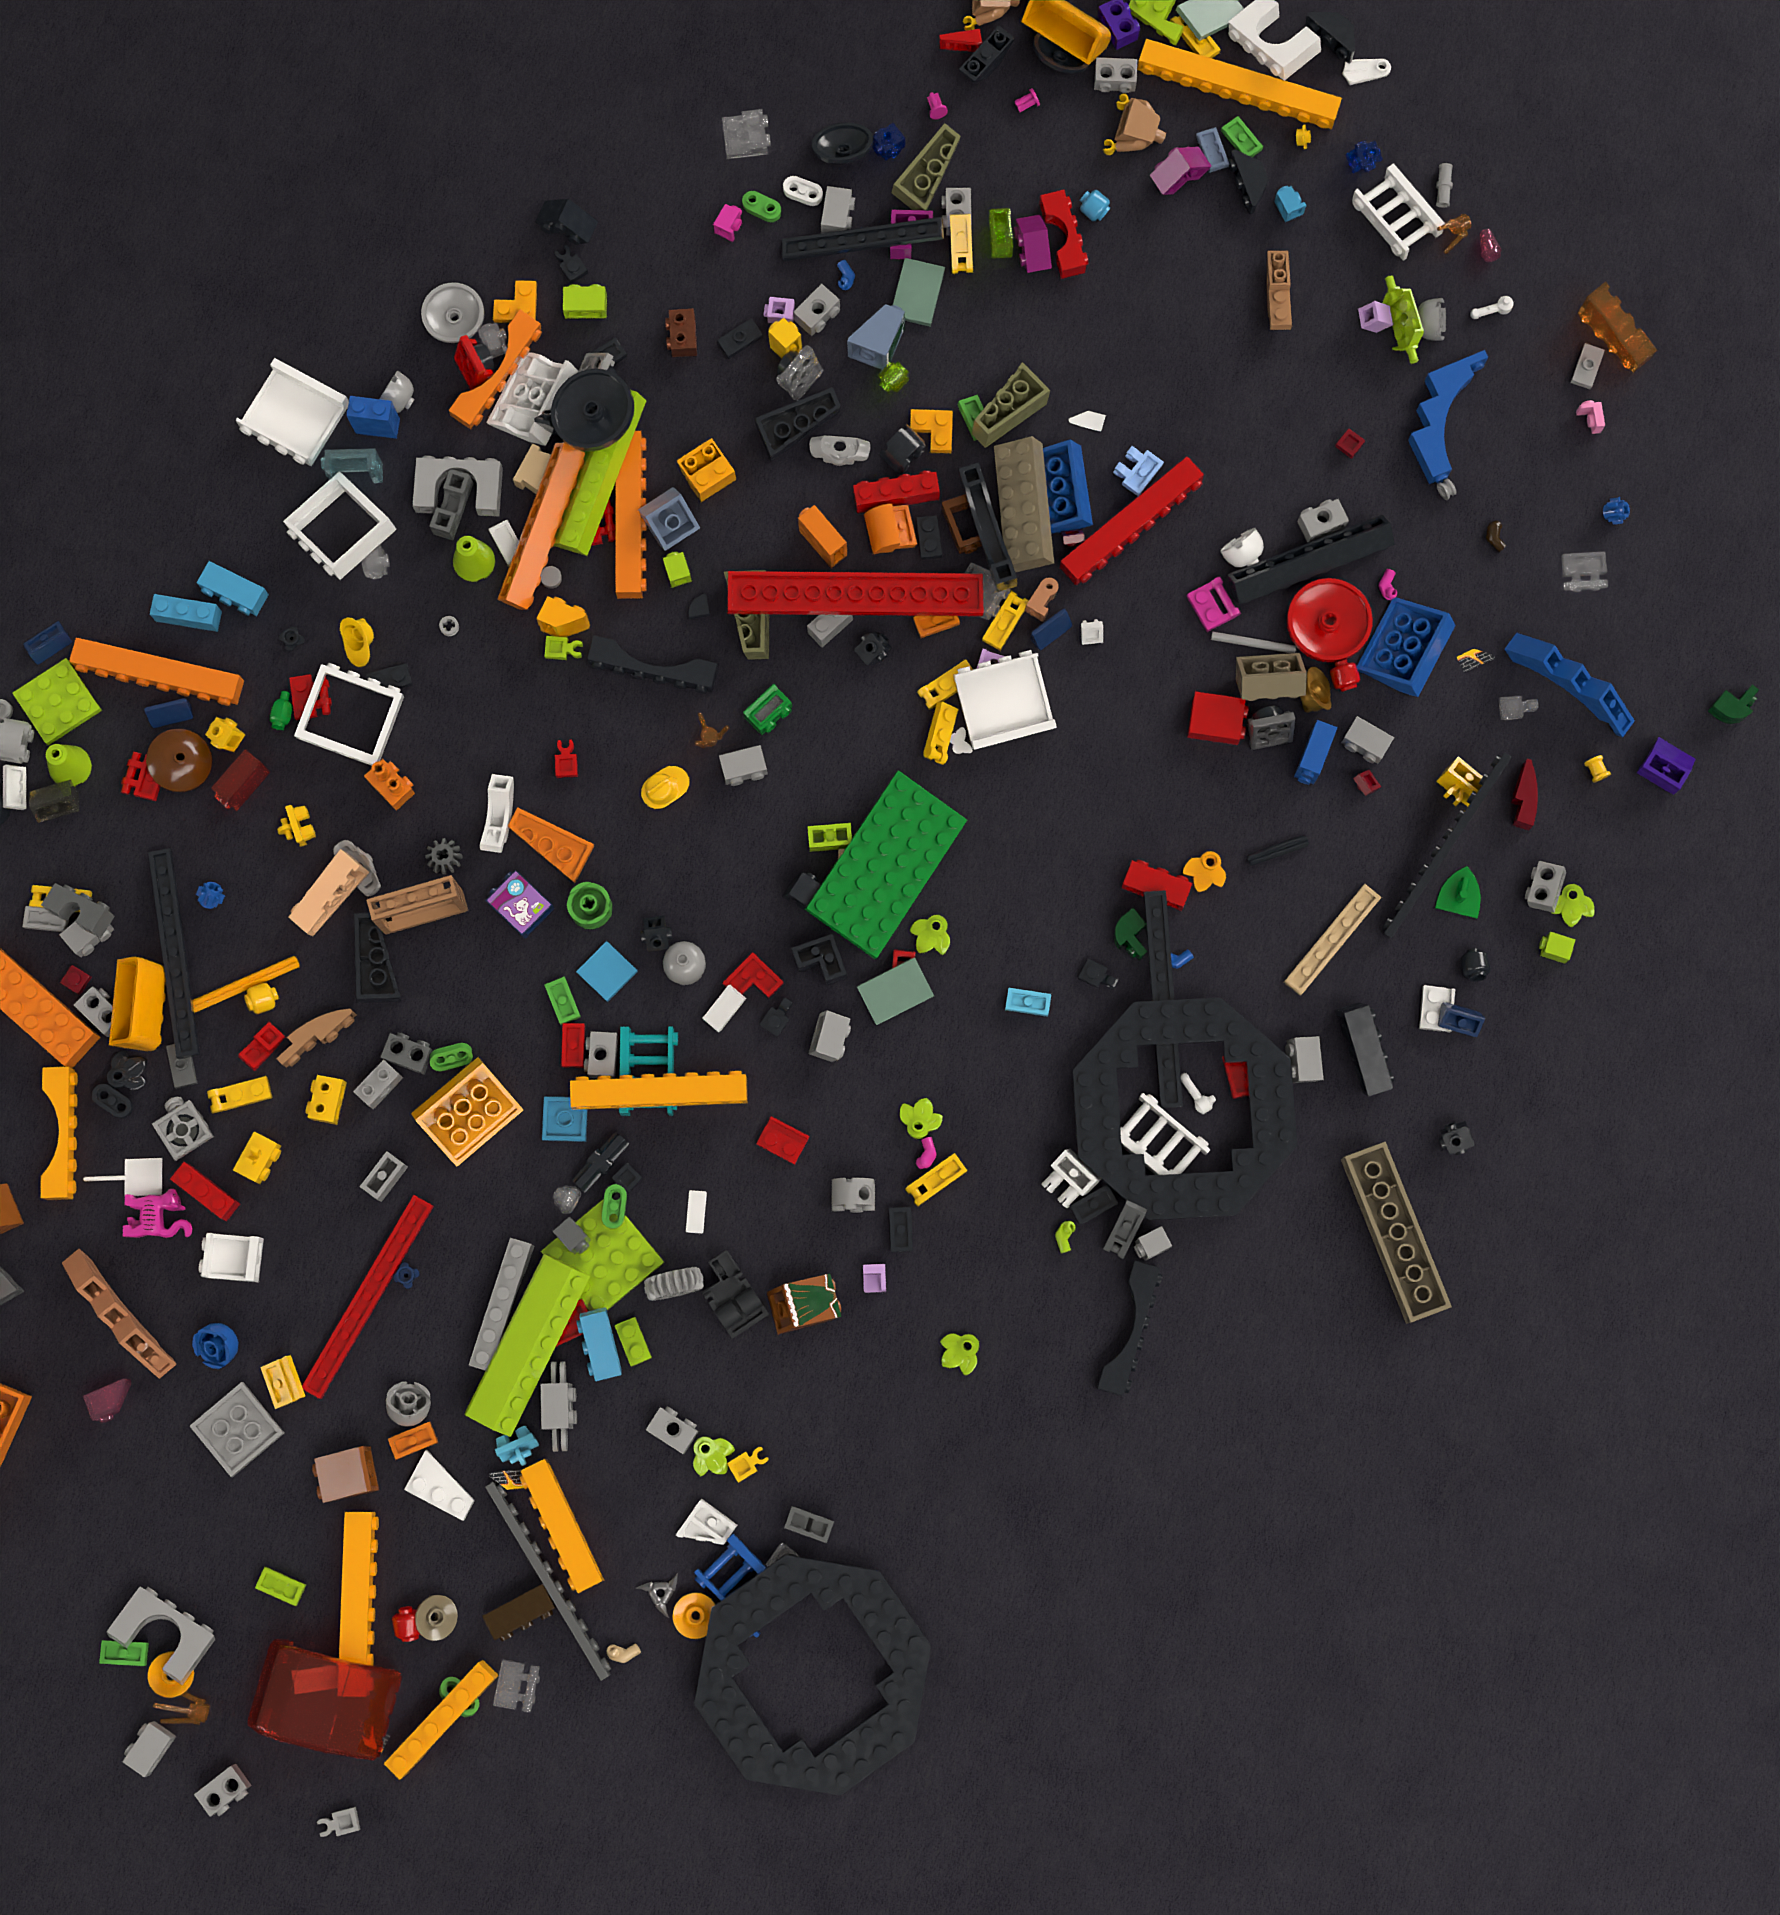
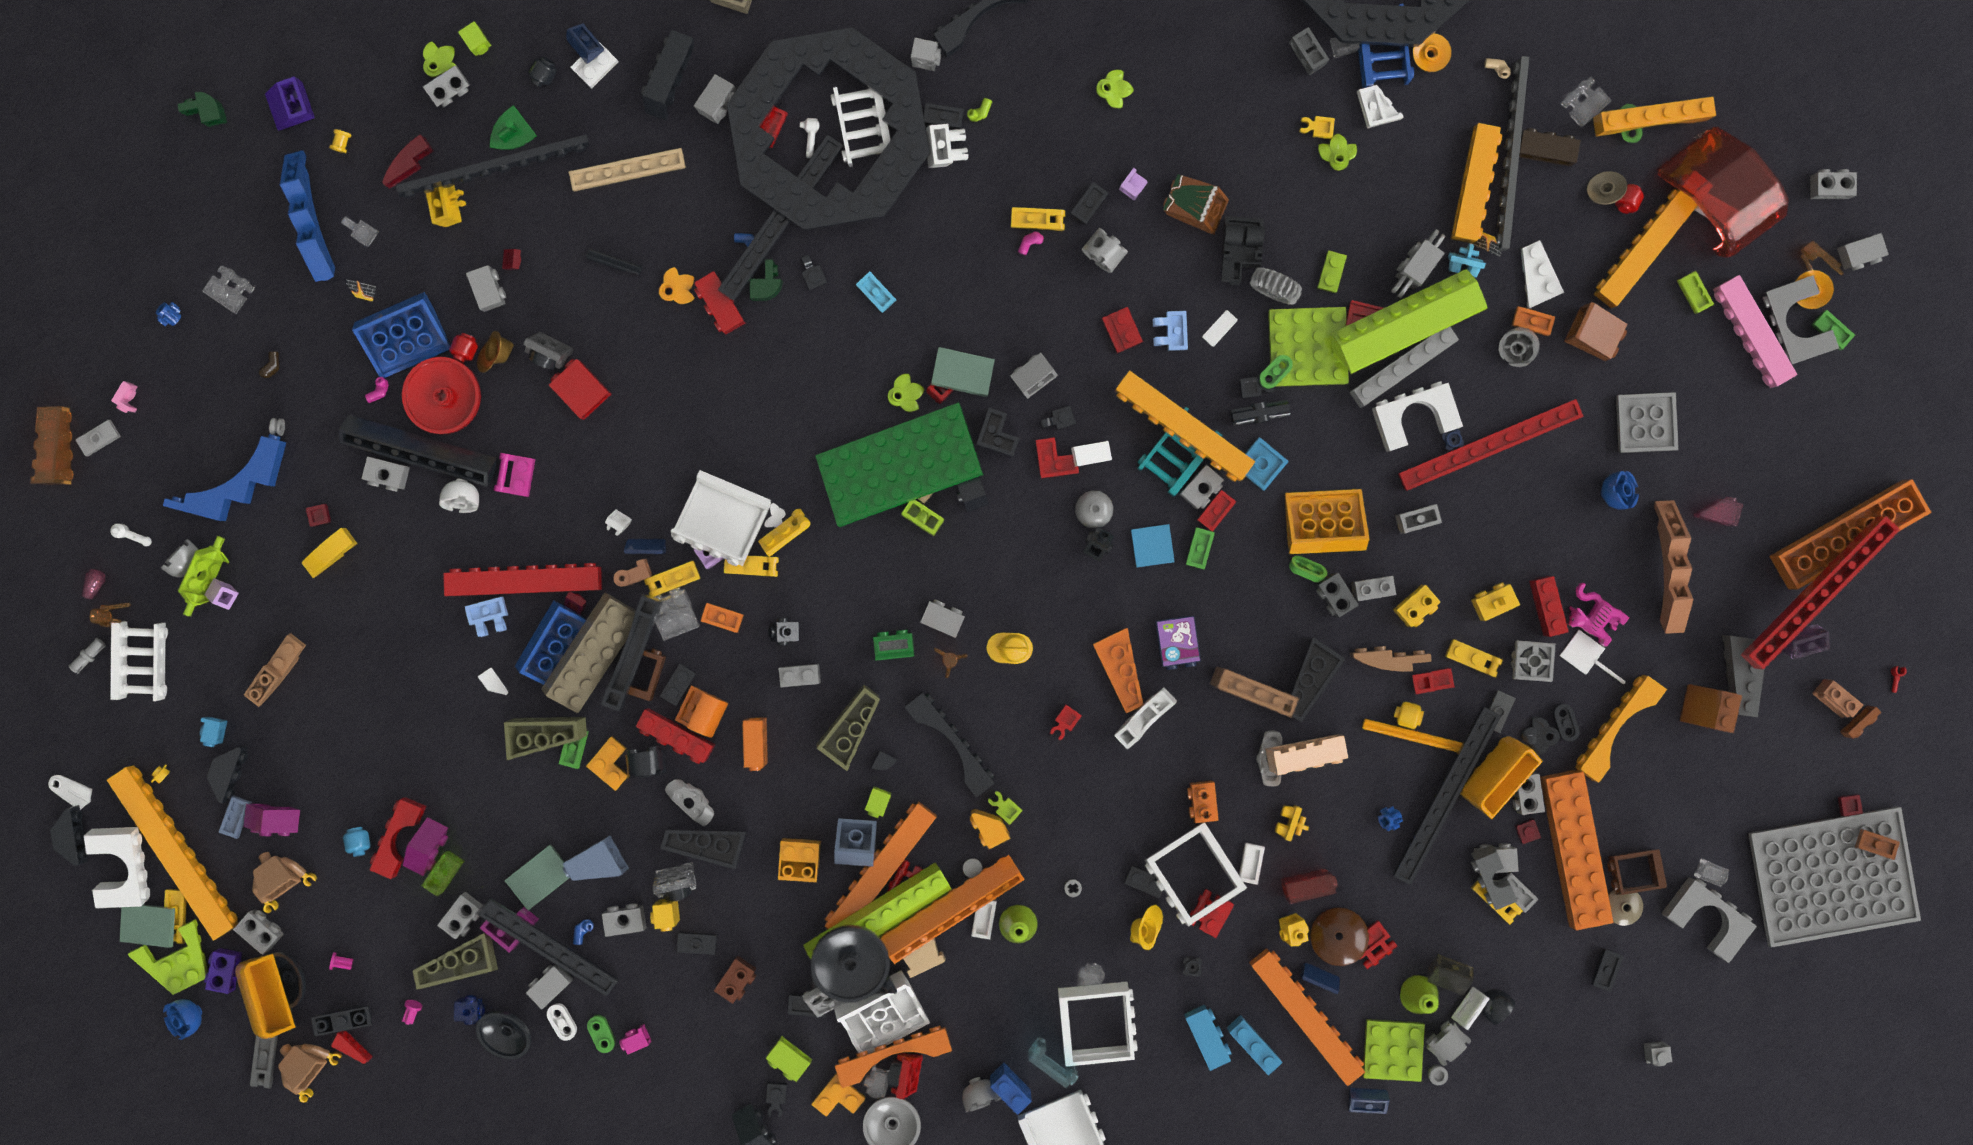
camera: 145 degrees left, 10 degrees up
(173, 1103) = (1525, 685): light grey bush -> none
(197, 1592) = (1754, 332): none -> bright pink brick
(231, 1257) = (1563, 546): white panel -> none
(281, 712) = (1240, 917): green plant -> none
(282, 1382) = (1592, 430): yellow plate -> none
(306, 765) = (1251, 863): none -> white tile
(343, 1822) = (1768, 102): light grey plate -> none
(433, 472) = (999, 1013): light grey arch -> none
(443, 864) = (1201, 724): dark grey gear -> none
(448, 516) = (1012, 970): dark grey arch -> none
(450, 1300) = (1437, 398): none -> white arch
(567, 1198) = (1303, 405): clear cone -> none
(572, 1236) = (1322, 370): dark grey brick -> none
(578, 909) = (1135, 610): bright green brick -> none
(599, 1344) = (1358, 285): dark azure brick -> none
(659, 1428) = (1354, 178): light grey brick -> none
(660, 1601) = (1436, 87): flat silver piece -> none
(733, 1177) = (1176, 331): none -> light blue plate
(746, 134) = (569, 1099): clear plate -> none
(783, 305) = (645, 942): lavender brick -> none
(855, 593) = (766, 678): red plate -> none
(893, 377) = (608, 824): clear neon green head -> none
(922, 1115) = (1013, 272): lime plate -> none
(961, 242) = (477, 888): yellow plate -> none
(1125, 1229) = (935, 79): dark grey plate -> none
(1241, 137) = (205, 809): bright green plate -> none
(1253, 642) = (508, 424): light grey bar -> none
(1271, 676) = (517, 386): dark tan brick -> none
(1315, 420) = (329, 552): none -> yellow slope
(1315, 752) = (531, 307): blue brick -> none
(1364, 156) = (127, 722): clear blue brick -> none

